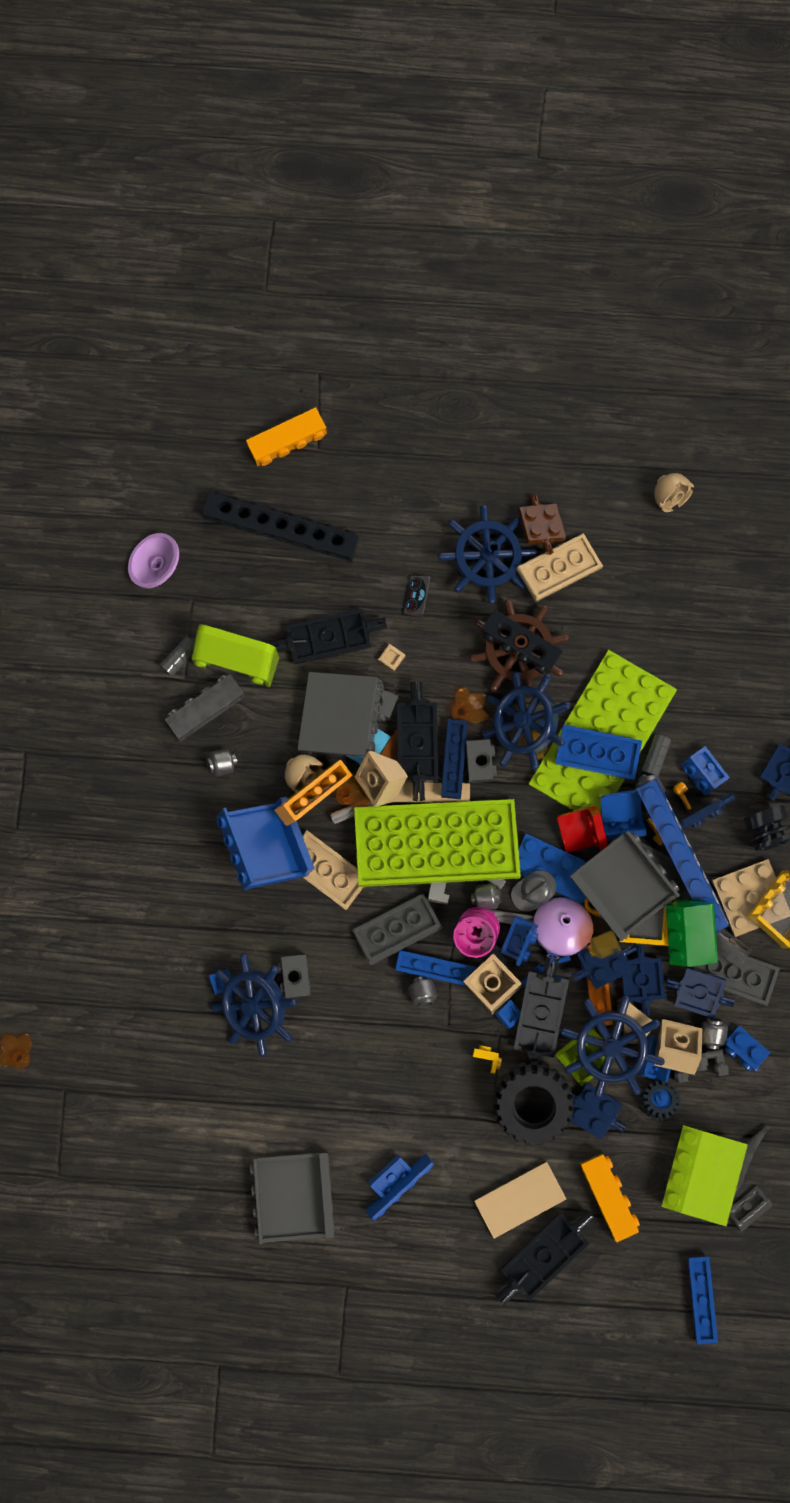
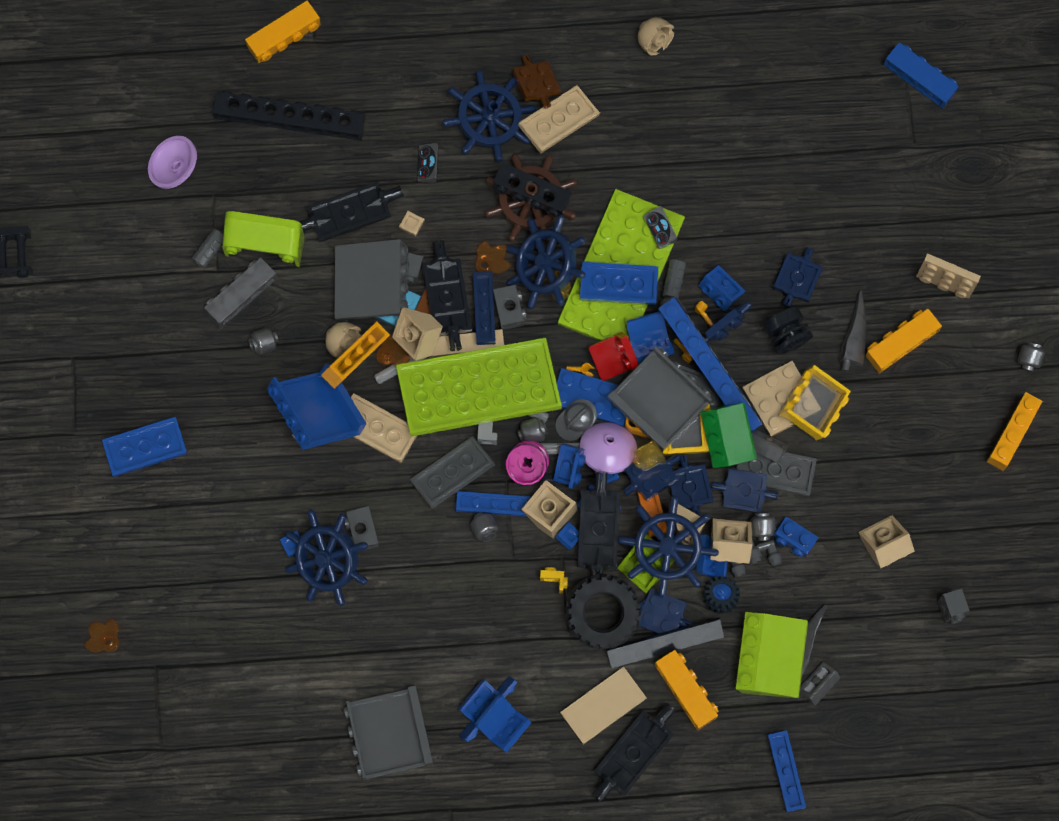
camera: 15 degrees left, 5 degrees down
(84, 857) = (144, 446): none -> blue plate
(412, 1207) = (502, 723): none -> blue bracket
(548, 837) = (584, 369): none -> light orange hand
(595, 1143) = (665, 642): none -> tile
(650, 698) = (660, 227): none -> slope

